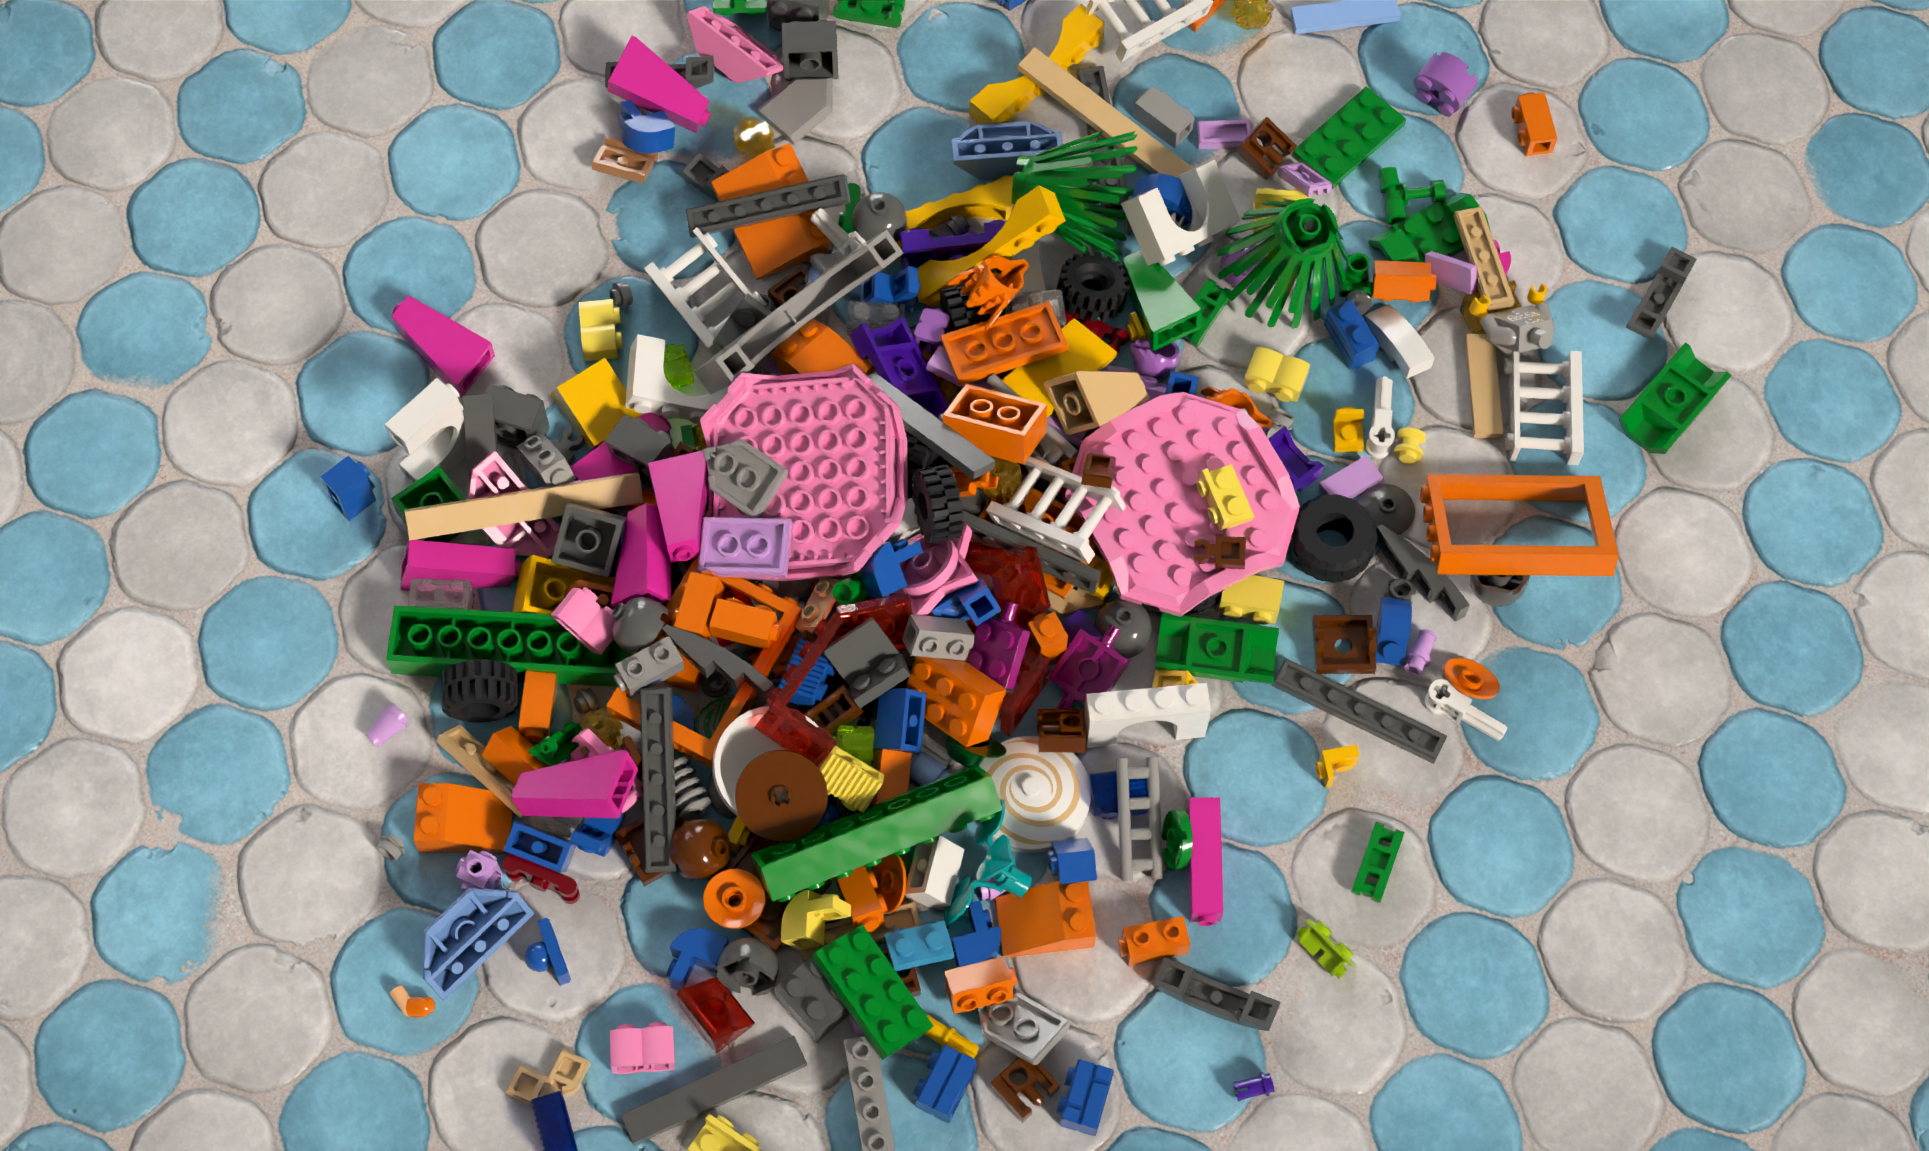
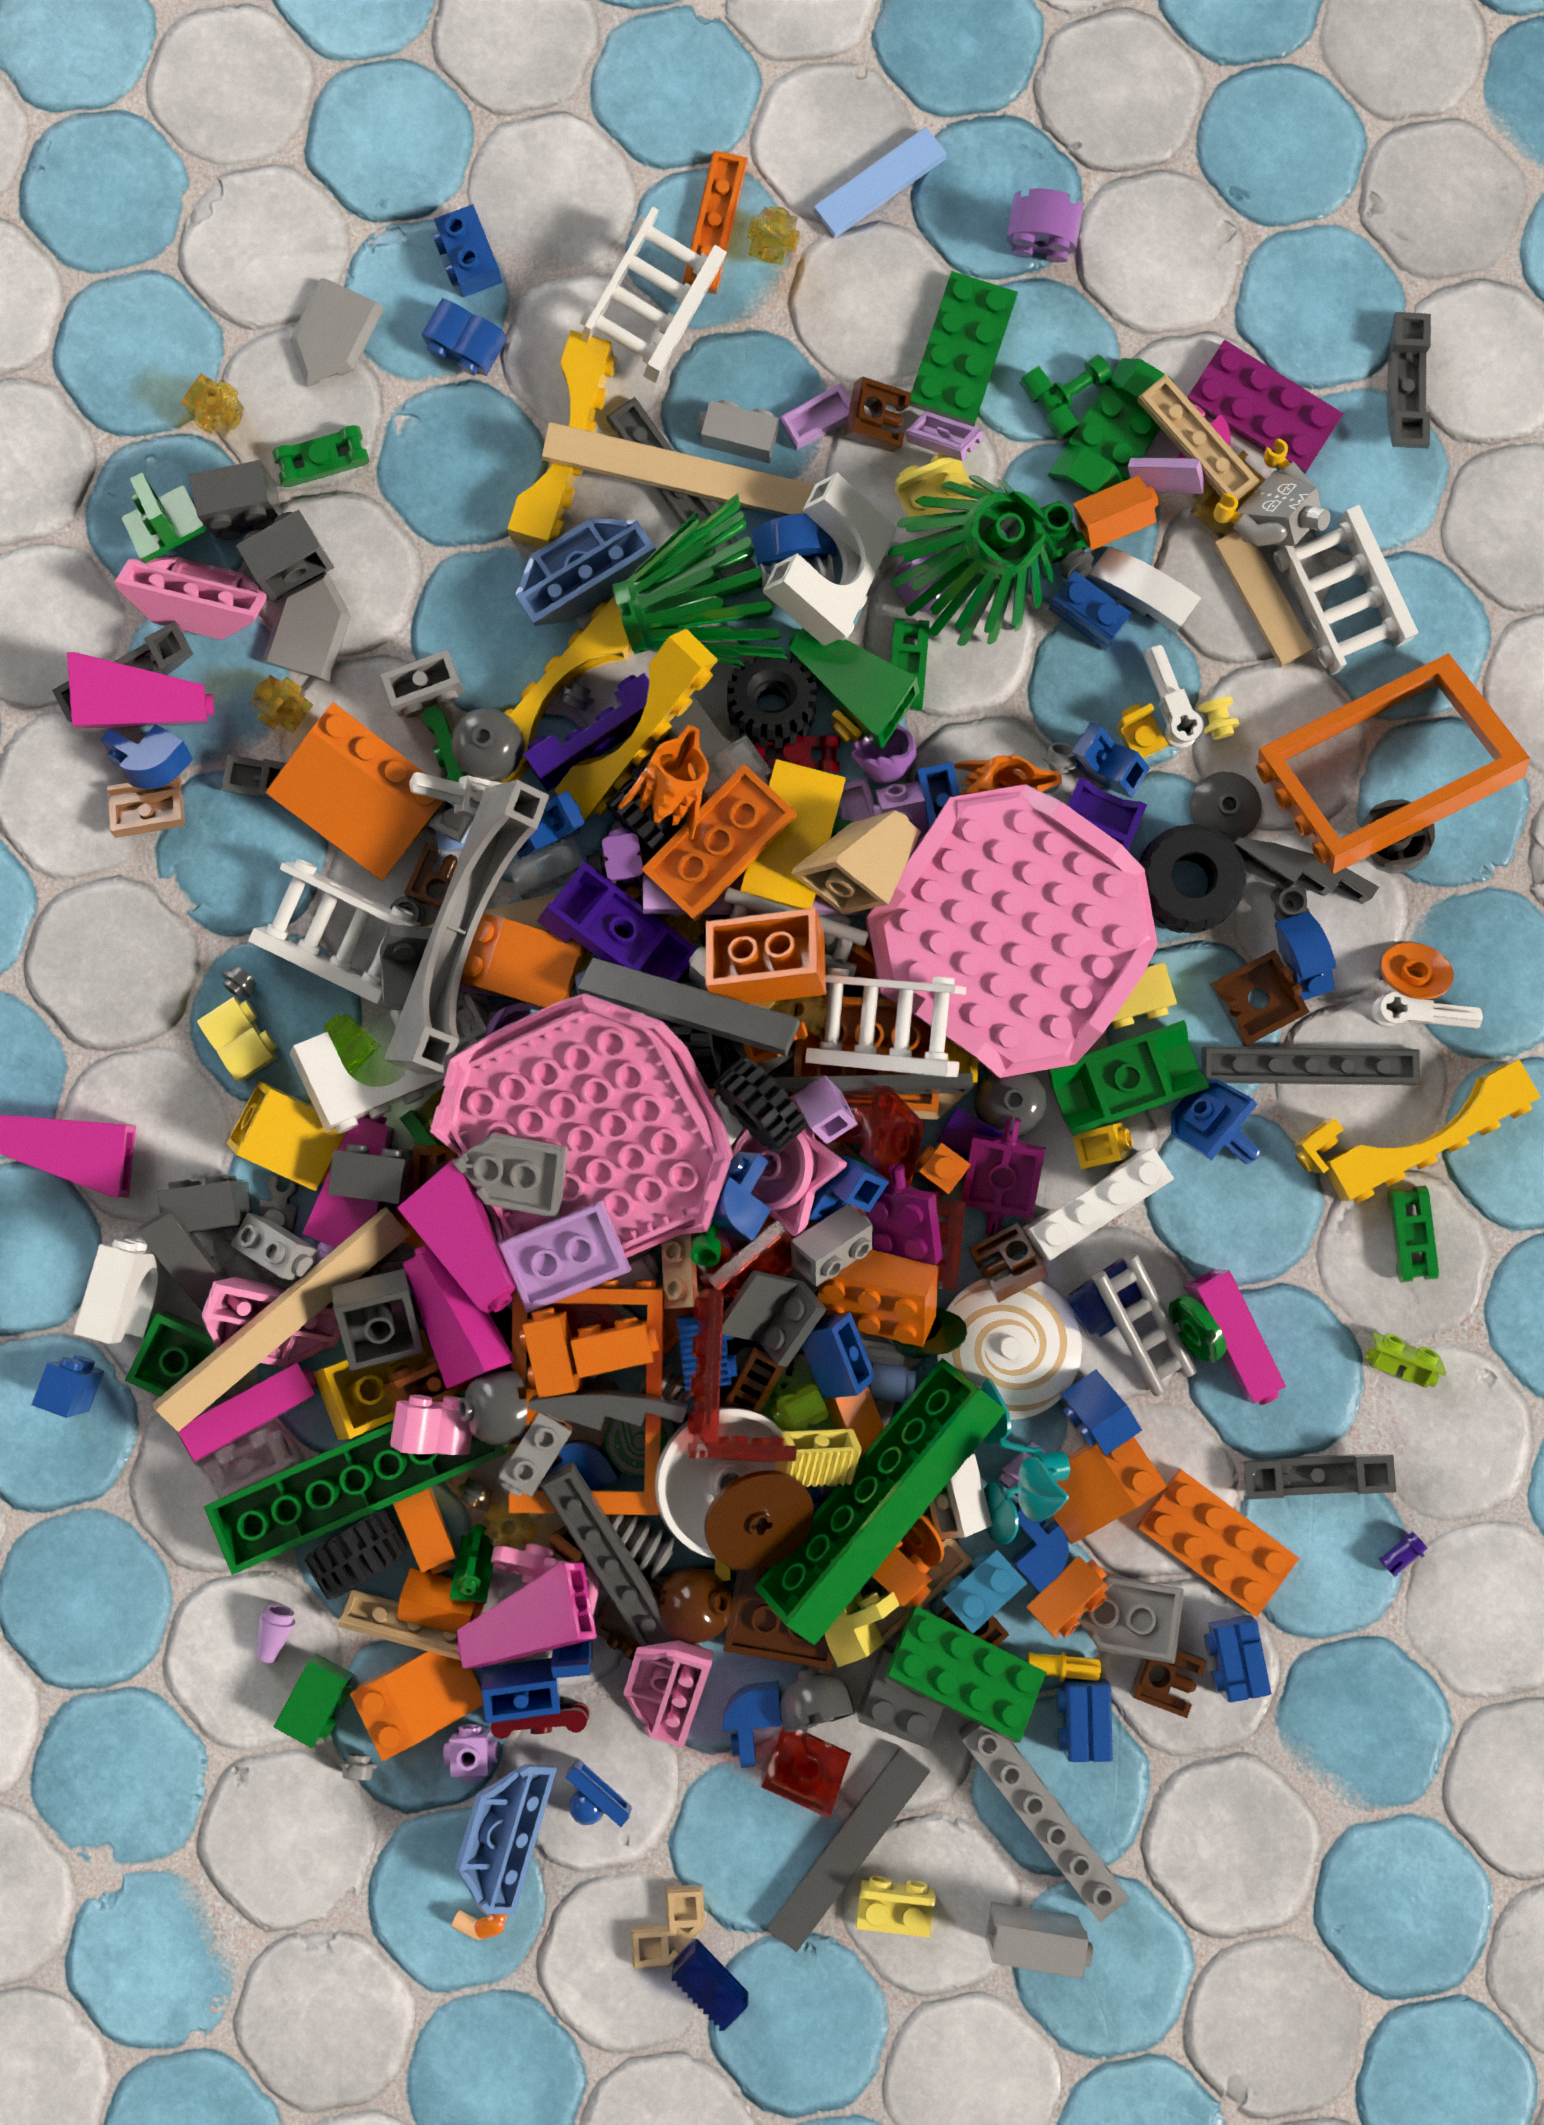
camera: 25 degrees left, 20 degrees up
(388, 784) = (314, 1701): none -> green brick
(642, 1048) = (751, 1849): bright pink brick -> none
(649, 895) = (667, 1687): none -> bright pink wedge
(730, 885) = (757, 1663): orange dish -> none
(769, 205) = (351, 794): dark grey tile -> none
(860, 166) = (423, 684): none -> light grey brick
(982, 538) = (825, 1109): none -> lavender brick
(1098, 470) = (916, 962): reddish brown tile -> none
(1114, 1010) = (1218, 1542): none -> orange plate
(1154, 941) = (1224, 1449): orange brick -> none
(1225, 497) = (1066, 912): light yellow bracket -> none
(1227, 552) = (1099, 978): reddish brown plate -> none
(1265, 705) = (1214, 1120): none -> blue piece
(1276, 374) = (1030, 703): light yellow brick -> none
(1311, 434) = (1109, 762): none -> blue brick
(1352, 479) = (1173, 792): lavender tile -> none
(1364, 795) = (1494, 1096): none -> yellow arch
(1419, 656) = (1346, 968): lavender pin -> none
(1534, 124) = (1168, 224): orange brick -> none
(1542, 258) = (1264, 405): none -> magenta plate
(1671, 402) = (1483, 513): green piece -> none

